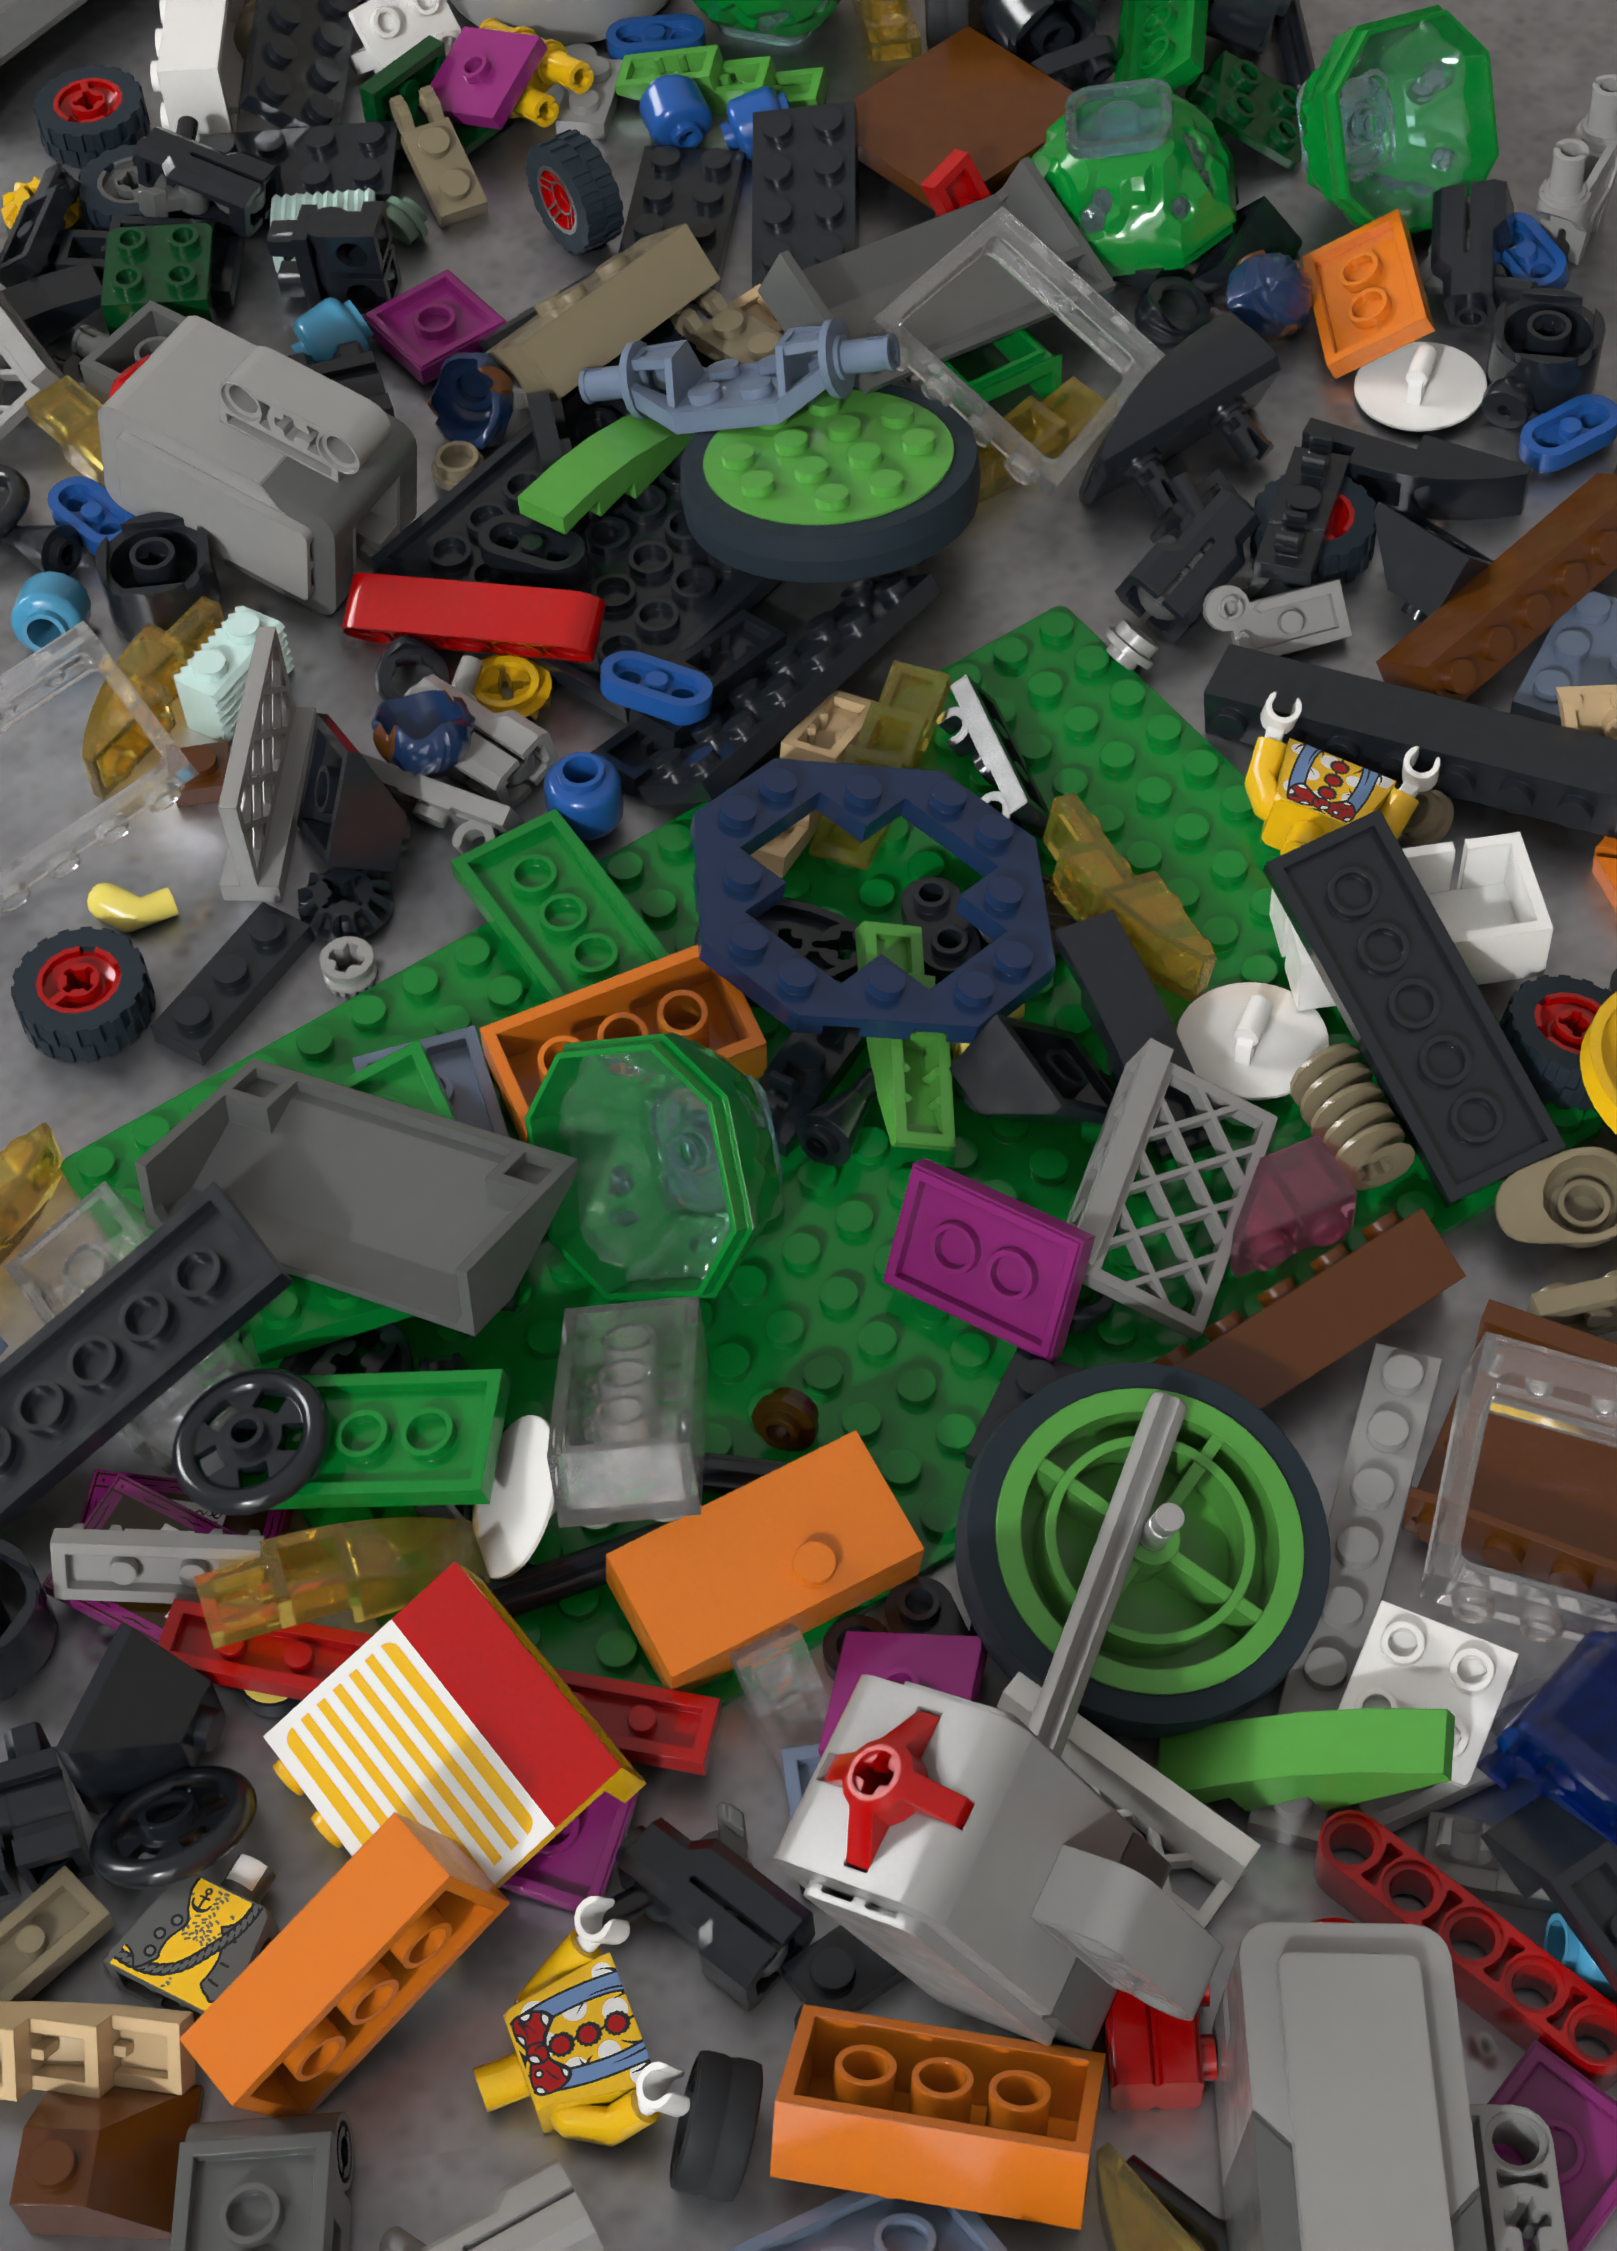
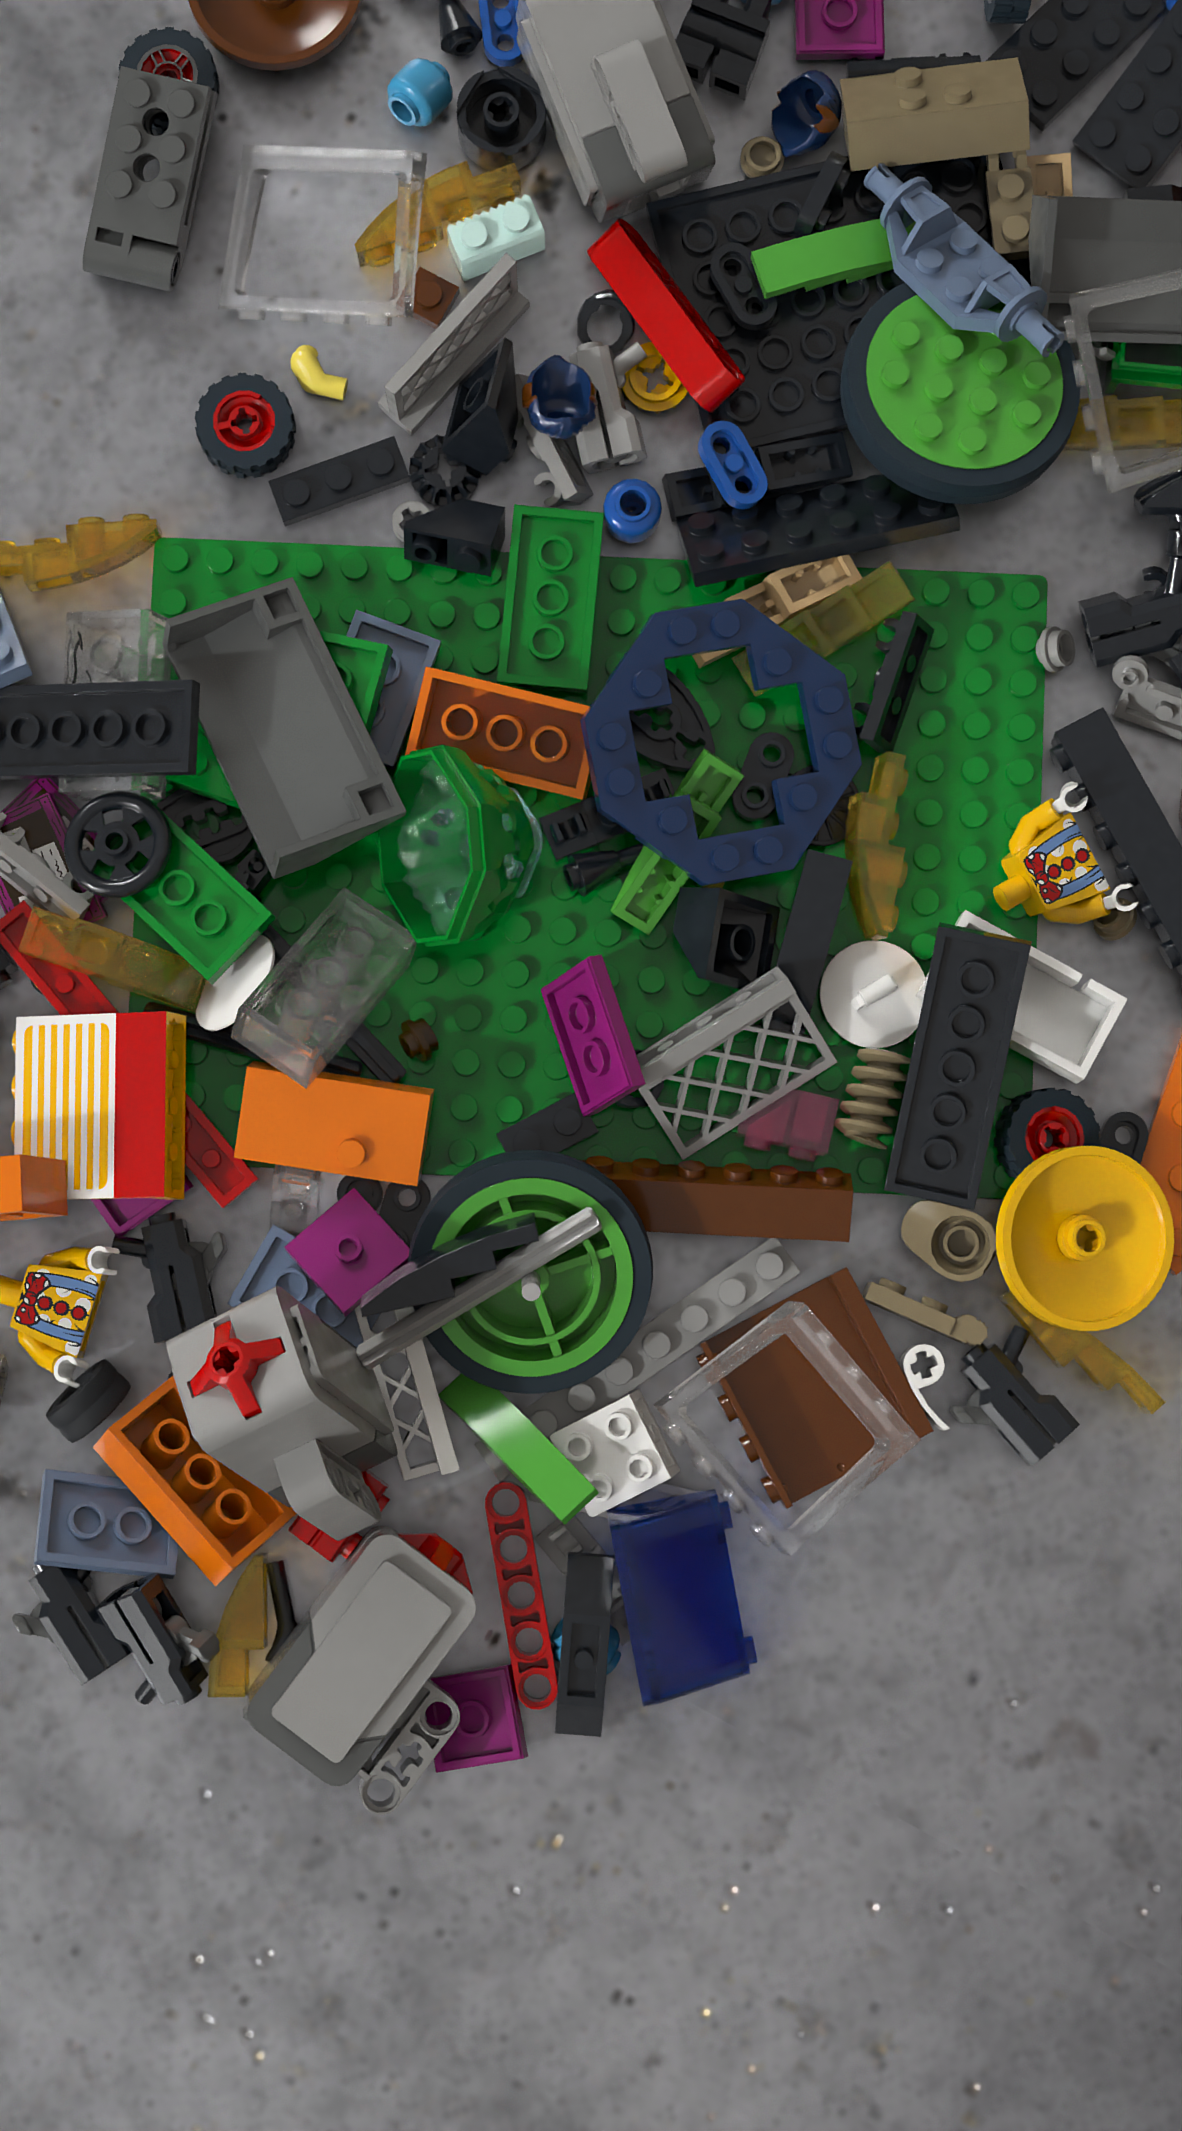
camera: 30 degrees right, 30 degrees up
(409, 933) = (457, 536): none -> black slope
(1037, 1590) = (433, 1273): none -> black slope

